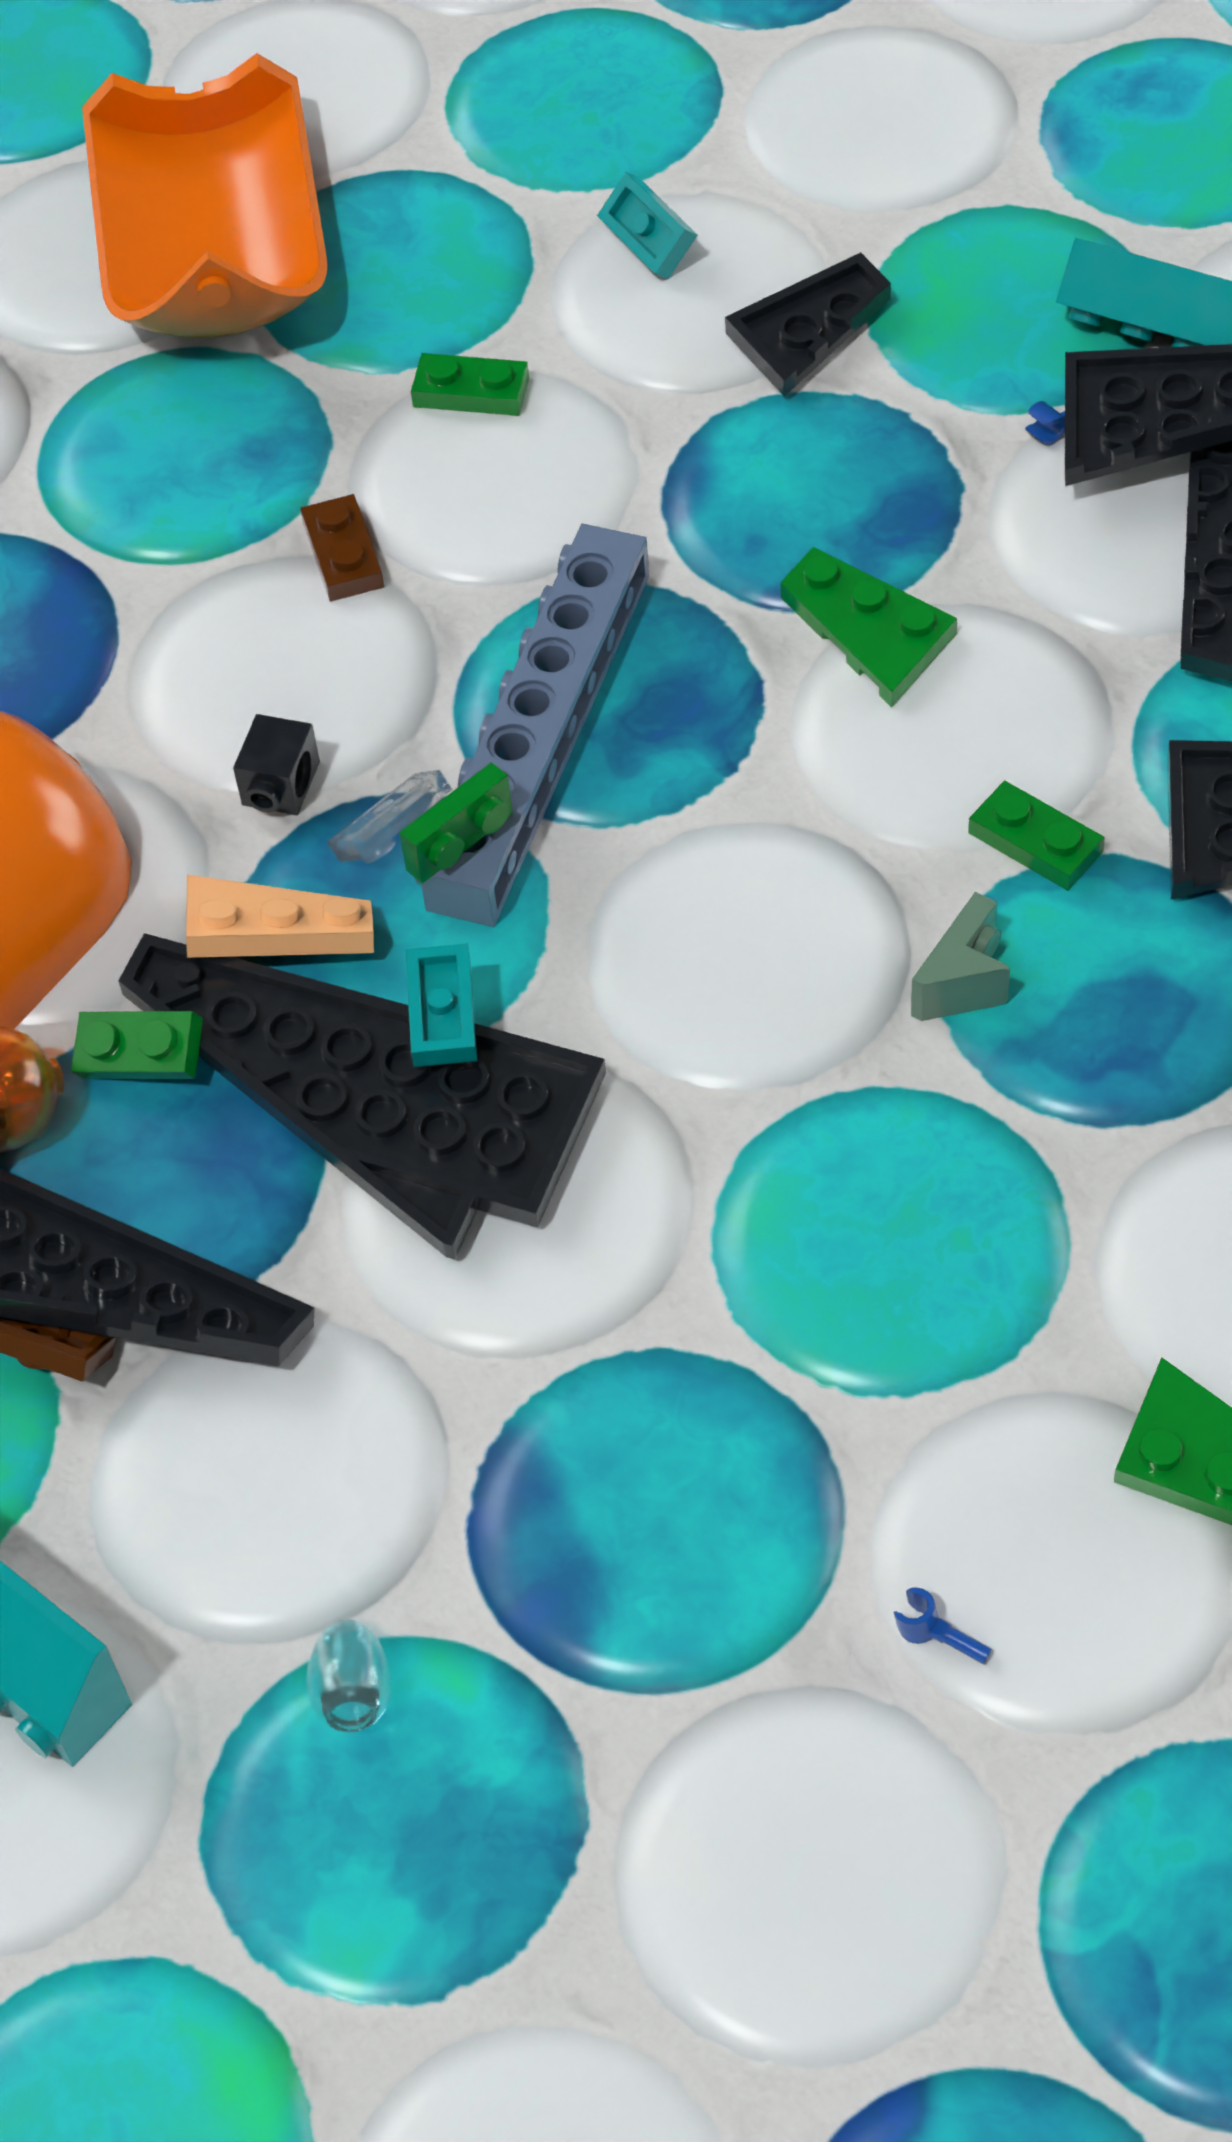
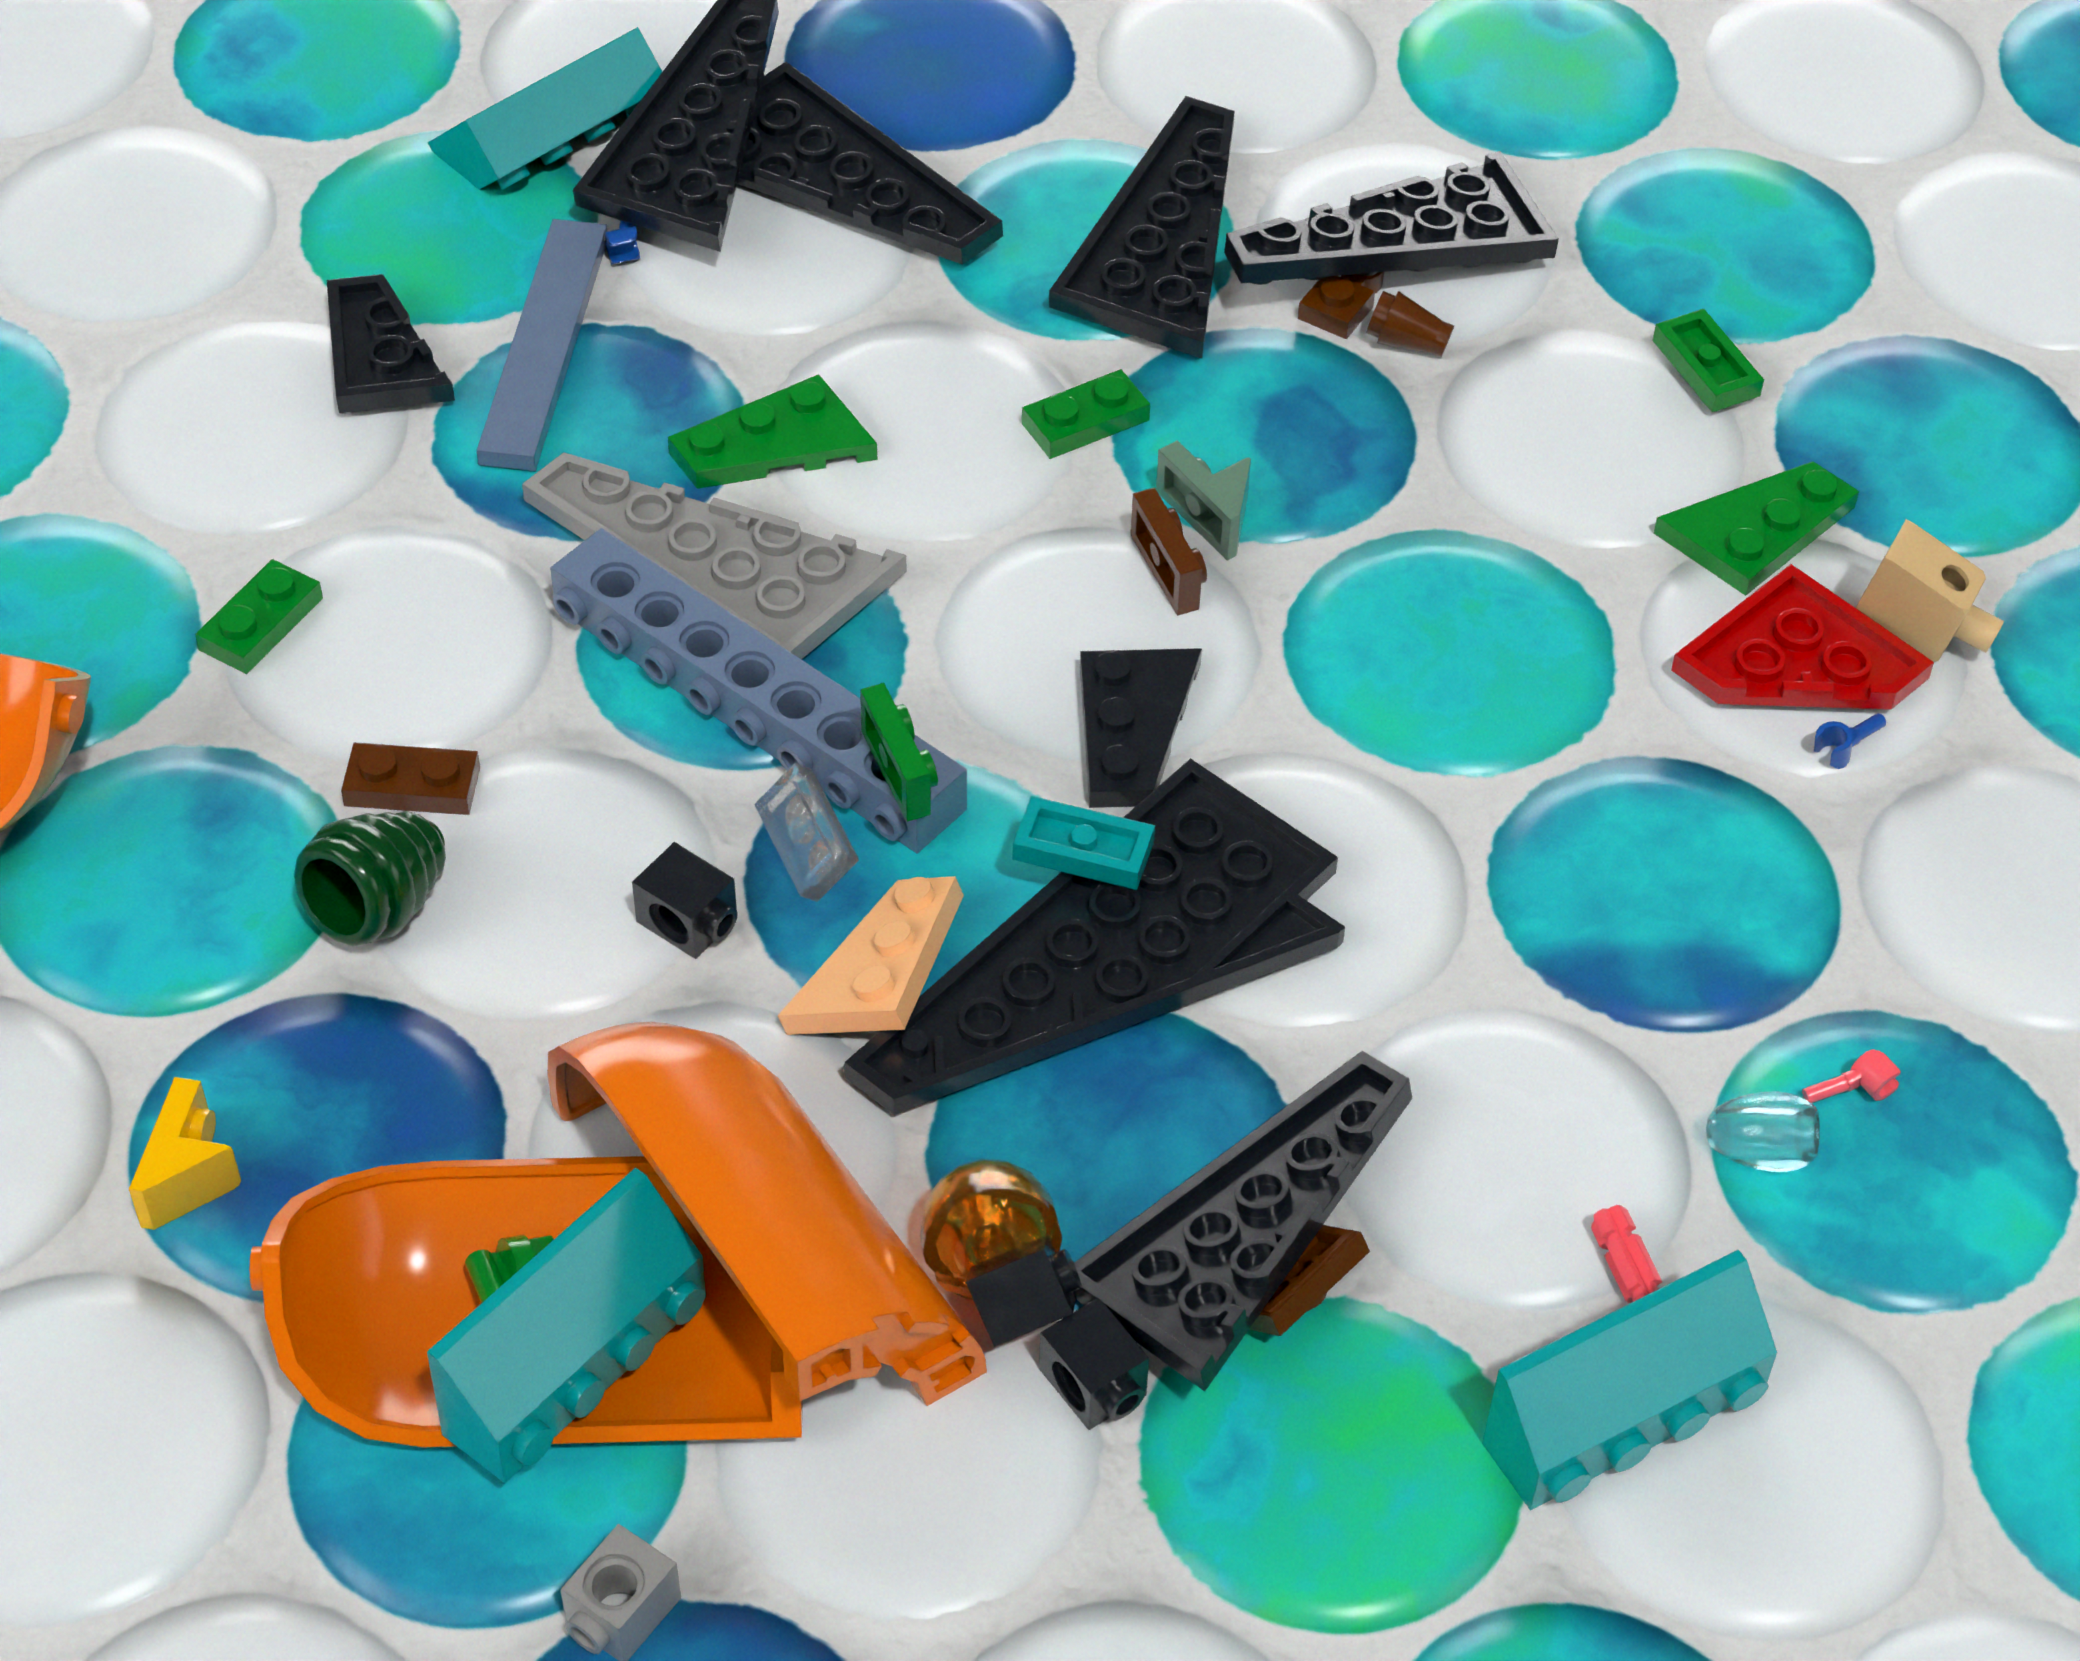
camera: 75 degrees left, 5 degrees down
(137, 1045) = (983, 1103): green plate -> none
(159, 1608) = (1627, 1253): none -> coral axle
(203, 555) = (369, 874): none -> dark green piece
(476, 1765) = (1871, 1071): none -> coral hand
(647, 225) = (158, 413): teal plate -> none
(657, 1001) = (1131, 718): none -> black wing
(682, 654) = (739, 557): none -> light grey wing
(868, 953) = (1166, 551): none -> reddish brown plate
(887, 423) = (542, 346): none -> sand blue tile
(1033, 1546) = (1801, 650): none -> red plate
(1157, 1619) = (1928, 595): none -> tan torso

